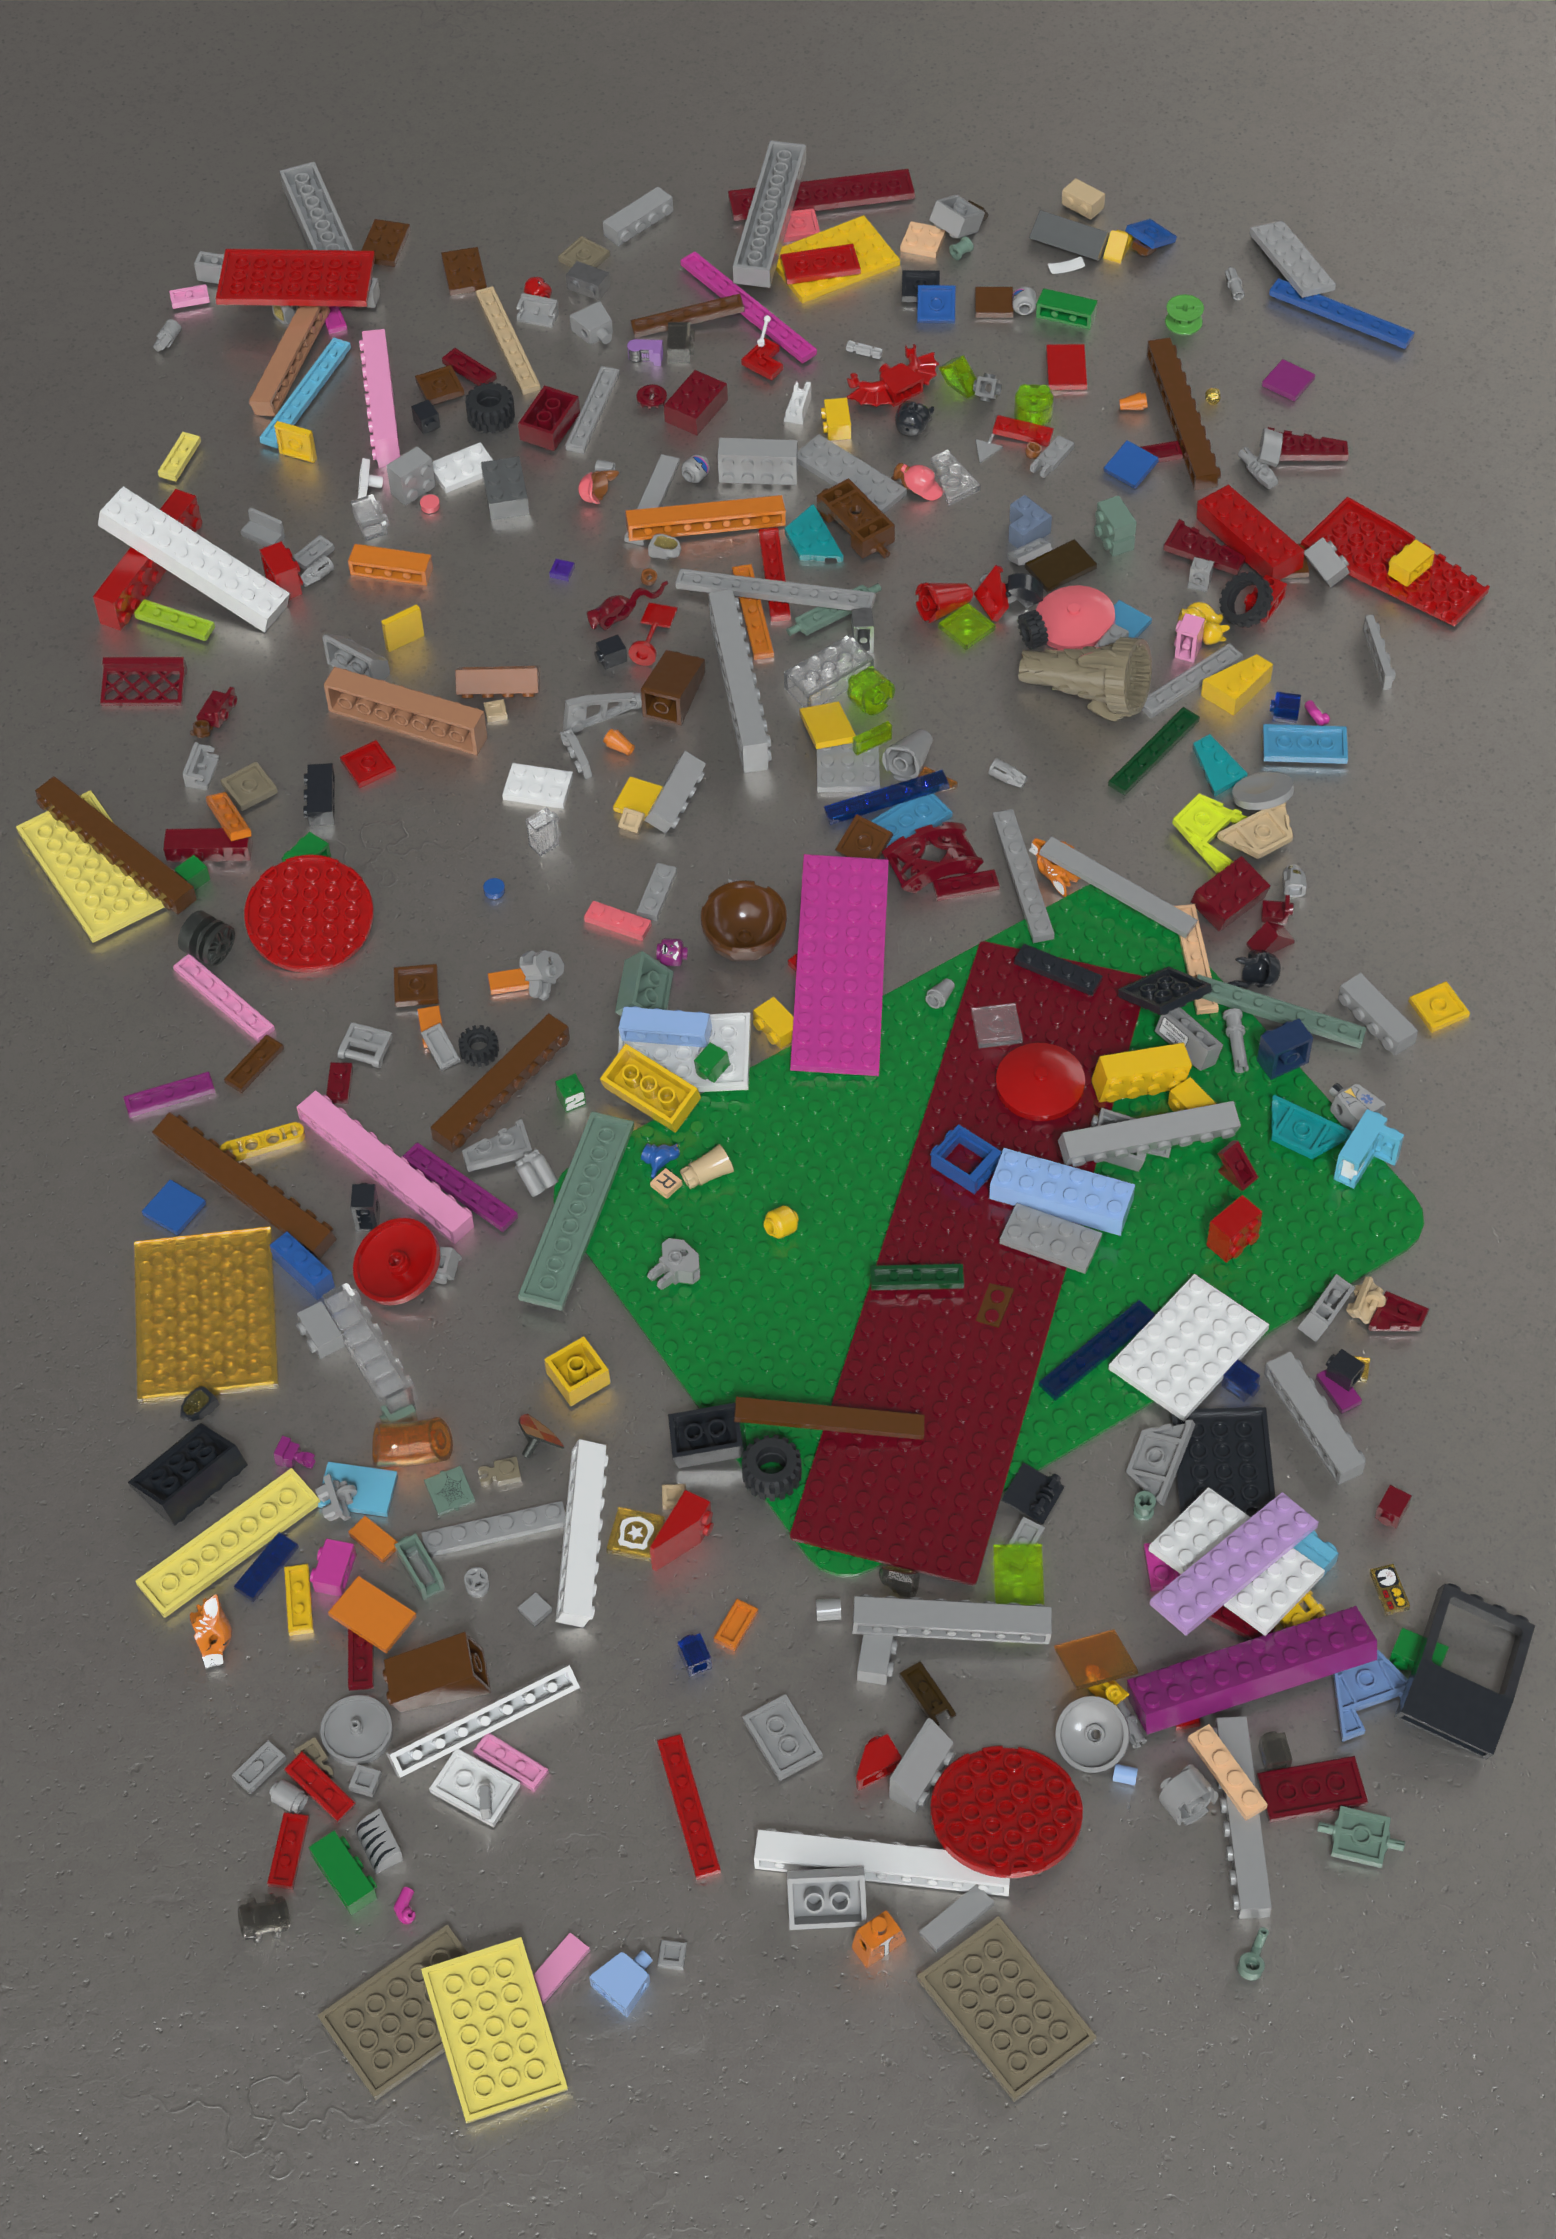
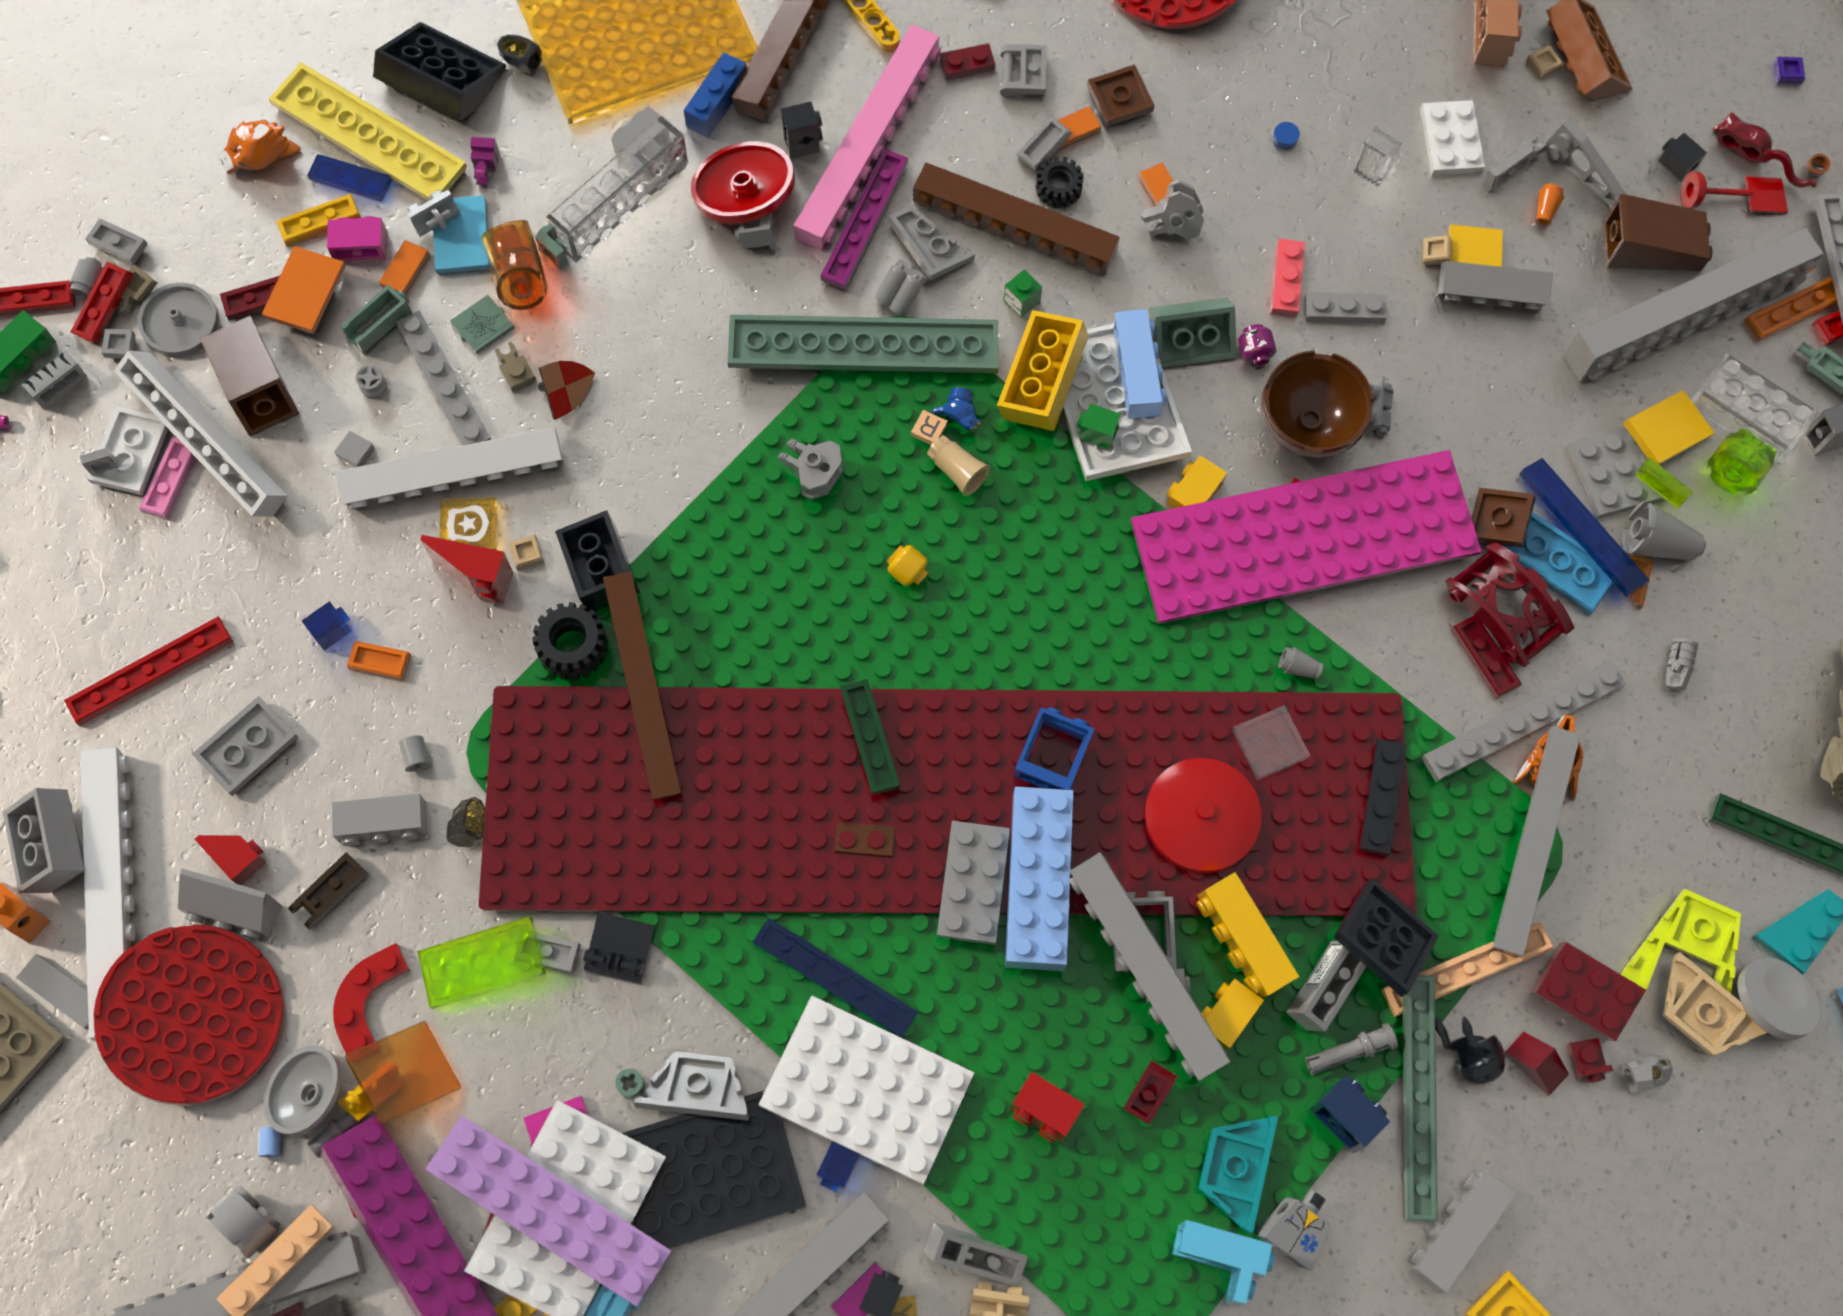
camera: 70 degrees right, 15 degrees up
(577, 1371) = (650, 403): yellow brick -> none
(952, 1619) = (410, 892): light grey brick -> none
(1023, 1695) = (357, 989): none -> red plate

